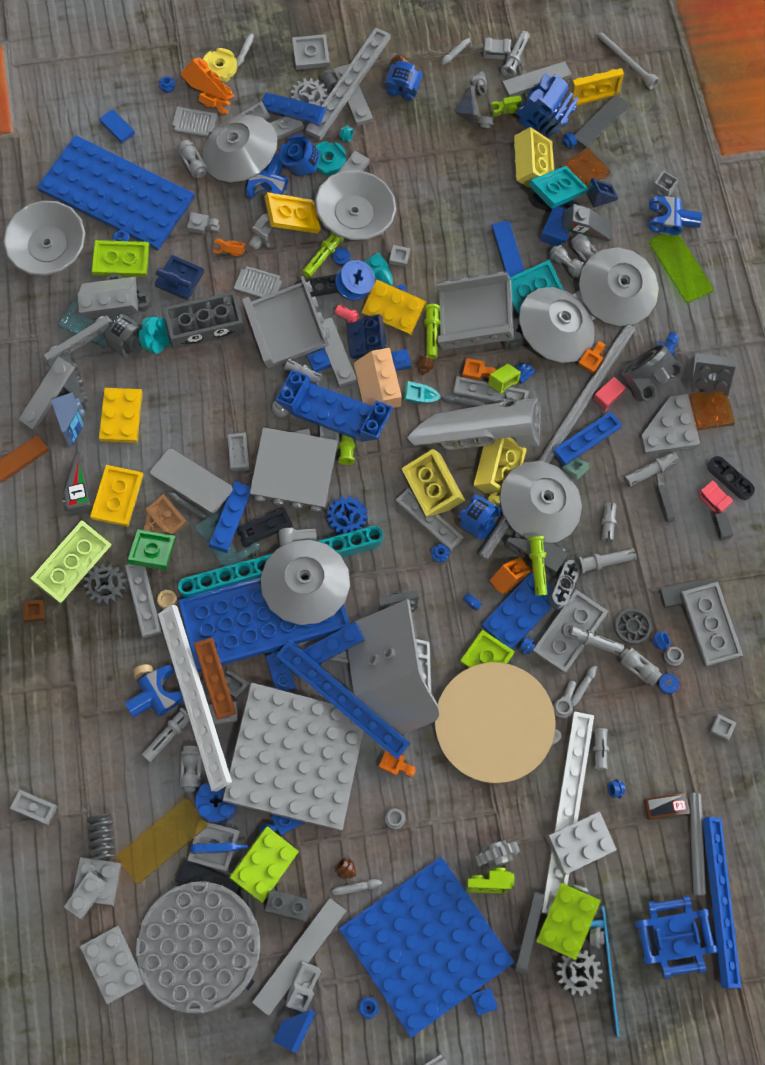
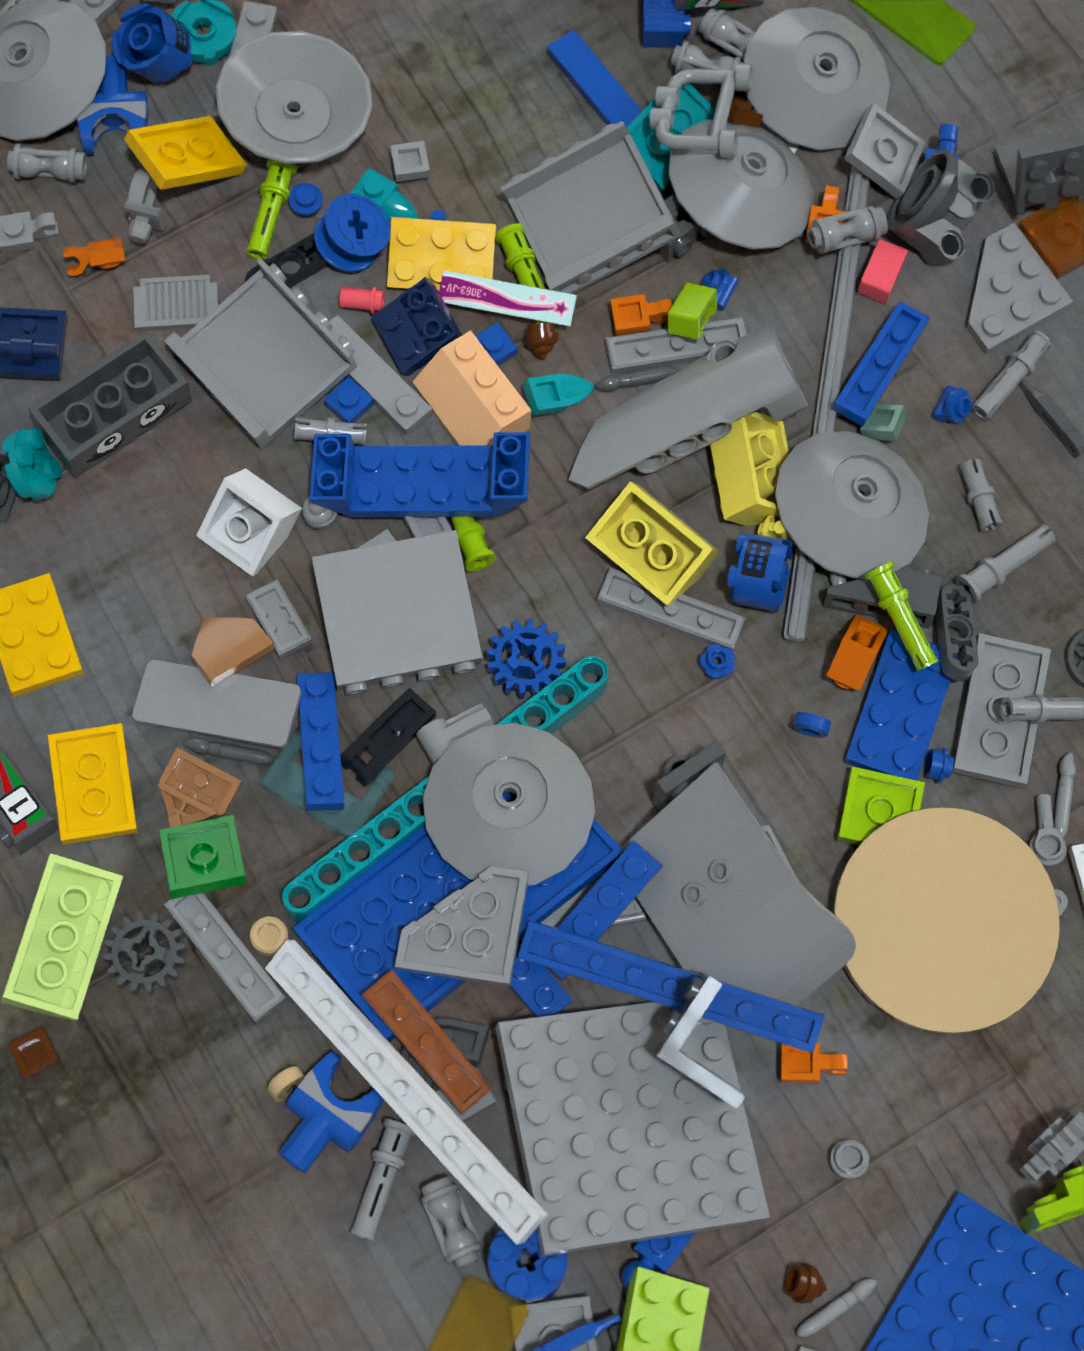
camera: 25 degrees left, 0 degrees up
(208, 455) = (228, 646): none -> medium nougat slope
(233, 198) = (60, 164): none -> light grey piece
(244, 399) = (248, 521): none -> white slope
(258, 634) = (470, 931): none -> light grey plate
(329, 737) = (679, 1027): none -> bracket
(416, 339) = (507, 298): none -> sticker
(537, 270) = (668, 99): none -> light grey bar
(571, 289) = (741, 113): none -> reddish brown plate
(608, 367) = (864, 225): none -> light grey piece
(615, 473) = (953, 405): none -> blue plate
(636, 334) = (885, 150): none -> light grey plate

